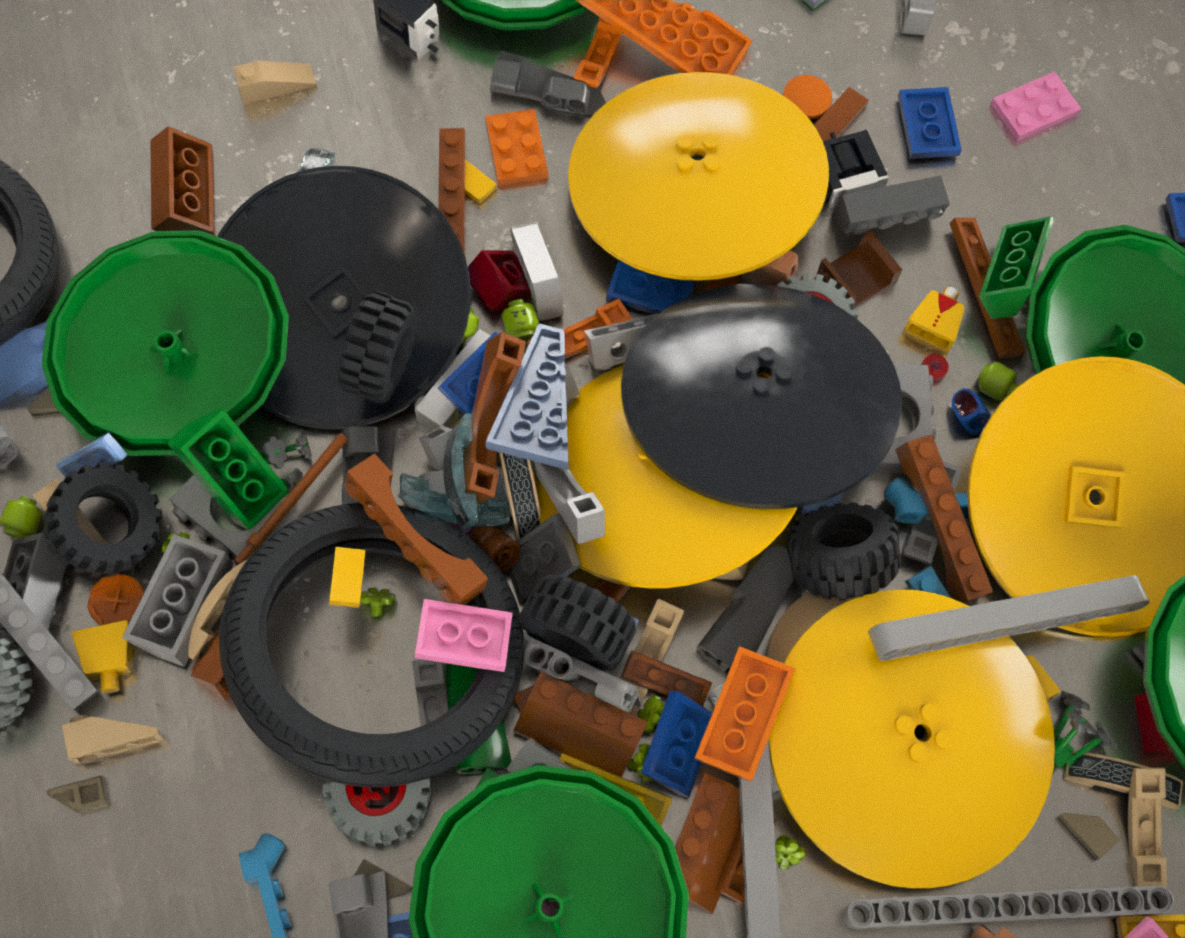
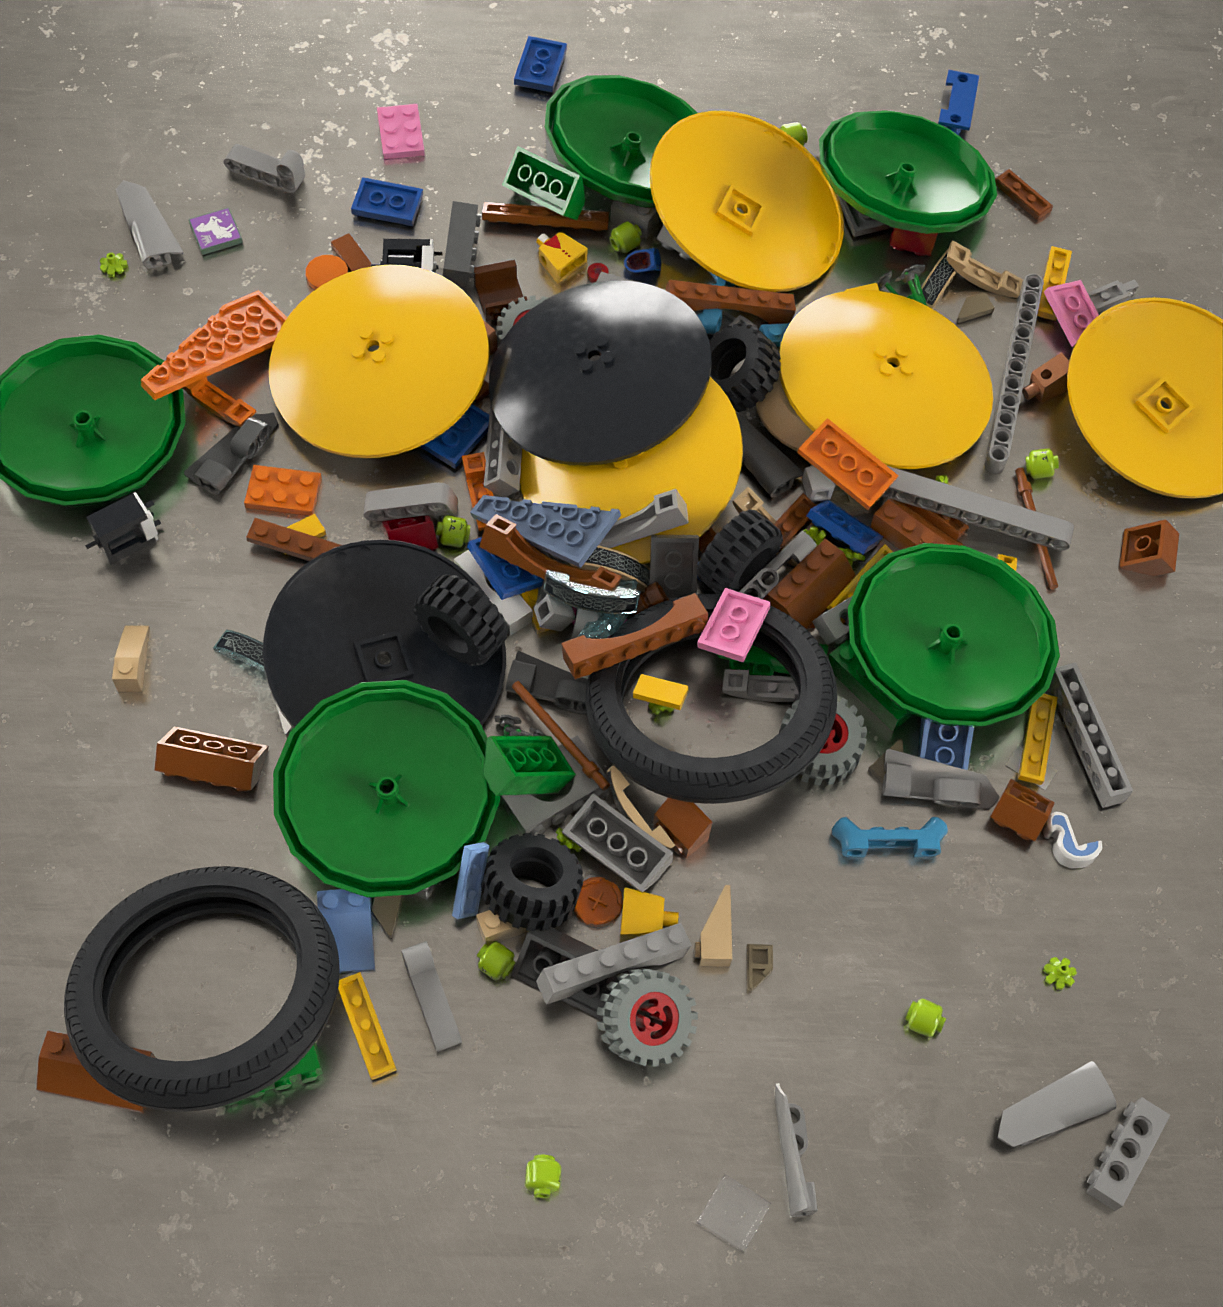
camera: 70 degrees left, 5 degrees down
(1007, 617) = (824, 286): light grey beam -> none

